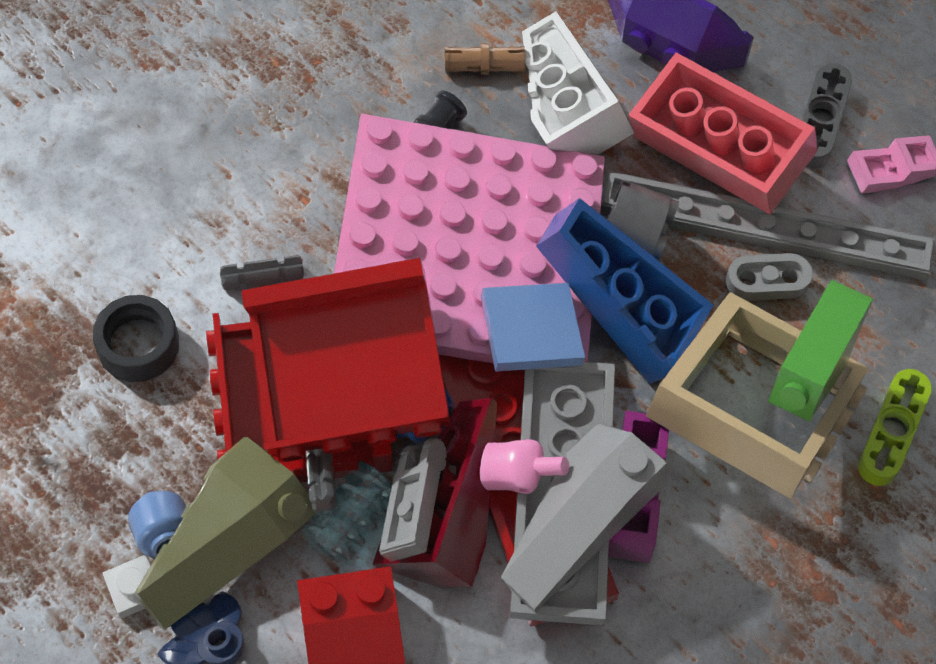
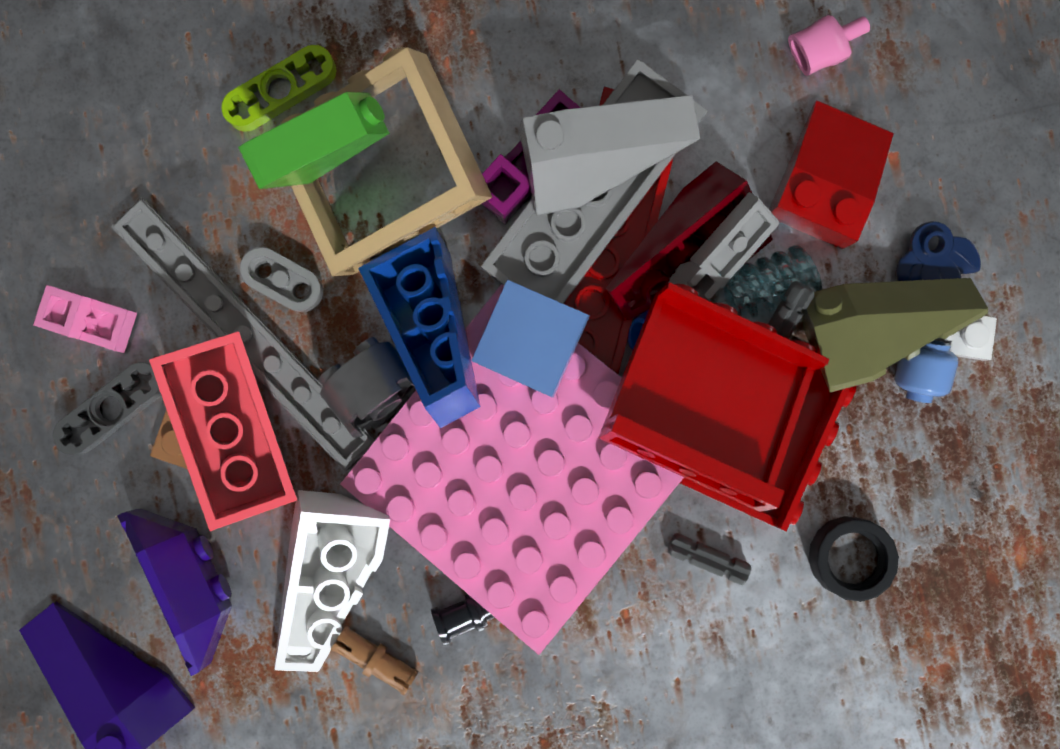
camera: 150 degrees left, 25 degrees up
(518, 466) = (626, 218): bright pink piece -> none

